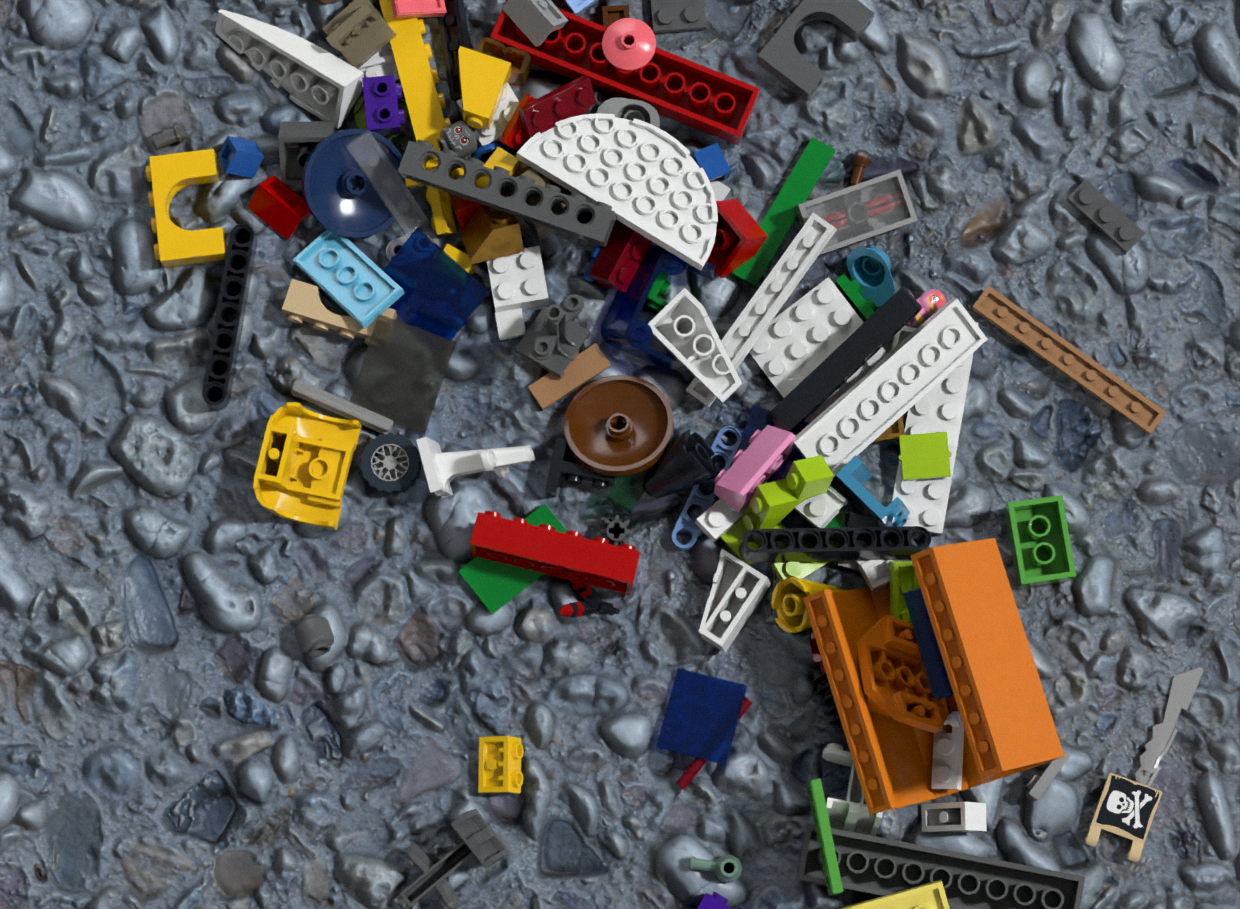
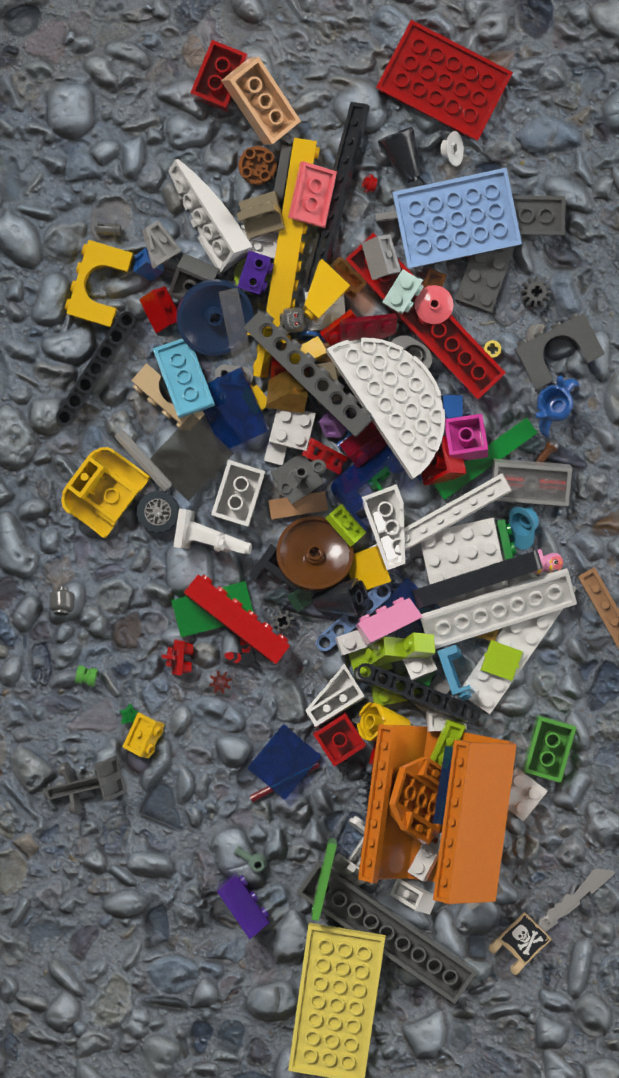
camera: 30 degrees right, 10 degrees up
(244, 124) = (159, 244): none -> light grey wing
(389, 719) = (86, 676): none -> bright green wheel
(467, 746) = (128, 714): none -> green piece
(484, 392) = (238, 493): none -> white brick
(497, 642) = (175, 657): none -> red hips
(569, 252) = (331, 425): none -> medium lavender panel
(570, 656) = (223, 677): none -> clear red gear
(581, 45) = (402, 292): none -> light aqua bracket
(583, 289) = (325, 454): none -> red plate
(643, 371) = (345, 525): none -> lime bracket
(699, 412) = (369, 568): none -> yellow tile
(733, 65) = (496, 345): none -> light yellow bush
(748, 191) = (466, 437): none -> dark pink slope
(760, 651) = (339, 739): none -> red brick
(840, 102) = (555, 403): none -> blue piece
(1038, 614) = (524, 794): none -> white brick

